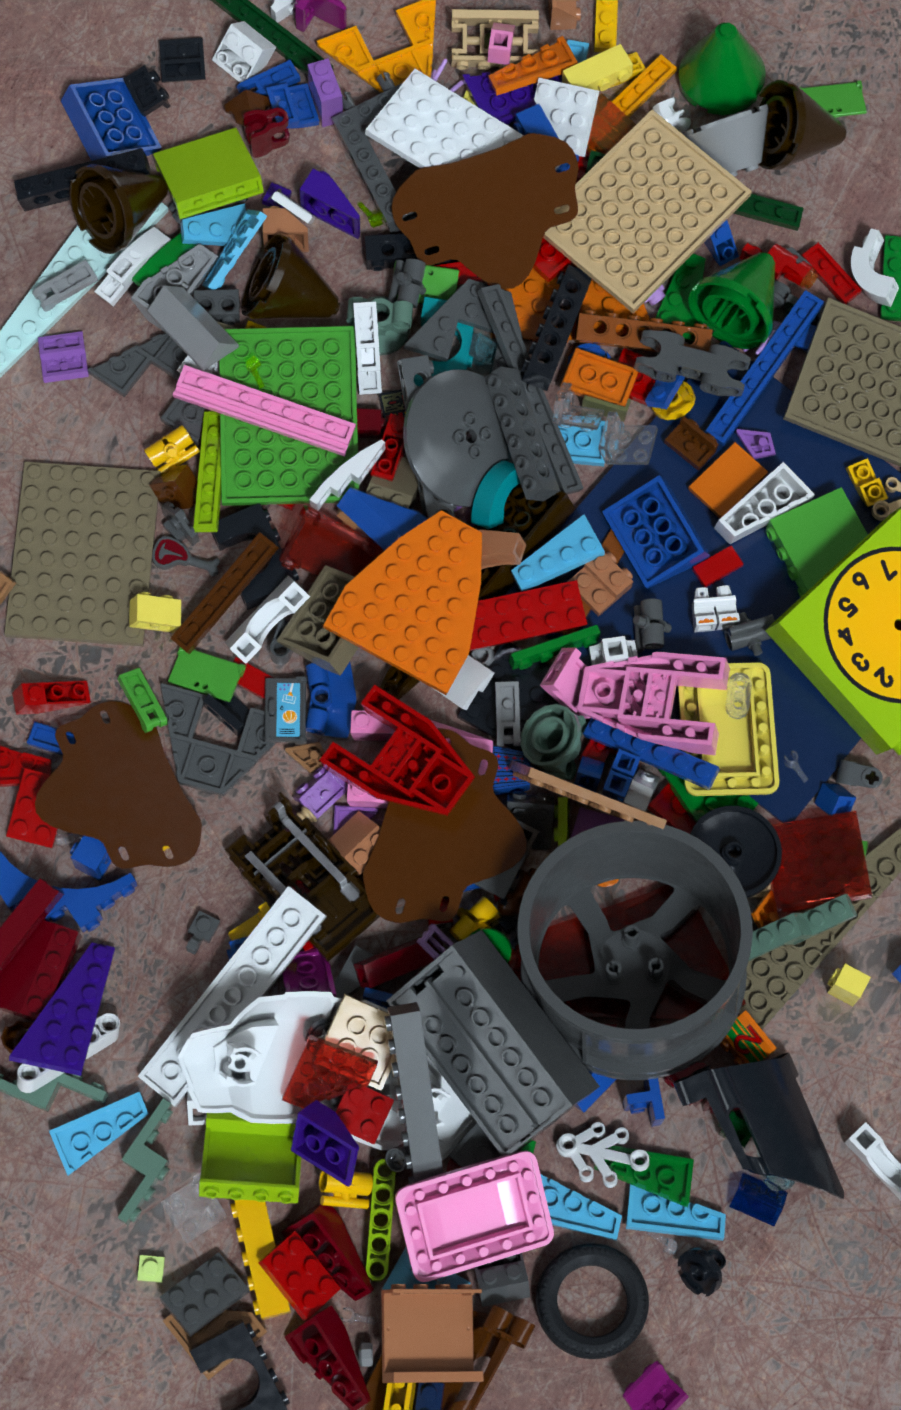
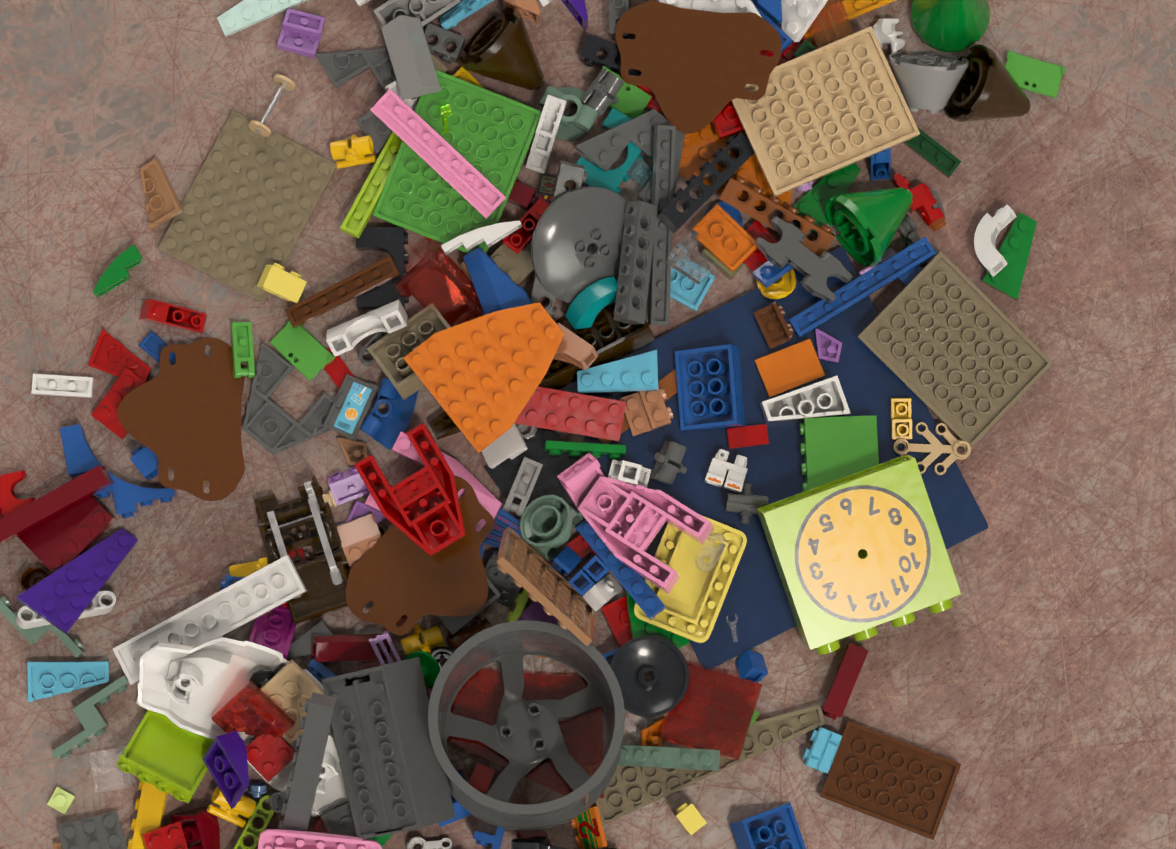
camera: 20 degrees right, 10 degrees up
(61, 463) = (260, 127): none -> tan axle
(170, 552) = (317, 236): dark grey piece -> none
(176, 487) = (343, 184): reddish brown brick -> none
(177, 524) = (331, 216): dark grey plate -> none
(202, 929) = (212, 554): dark grey plate -> none
(231, 714) = (307, 390): black panel -> none
(366, 1160) = (258, 789): none -> medium blue plate
(374, 219) = (604, 19): clear neon green hand -> none
(626, 443) = (721, 301): clear bracket -> none
(832, 274) = (958, 227): red plate -> none
(854, 774) = (777, 652): dark grey piece -> none

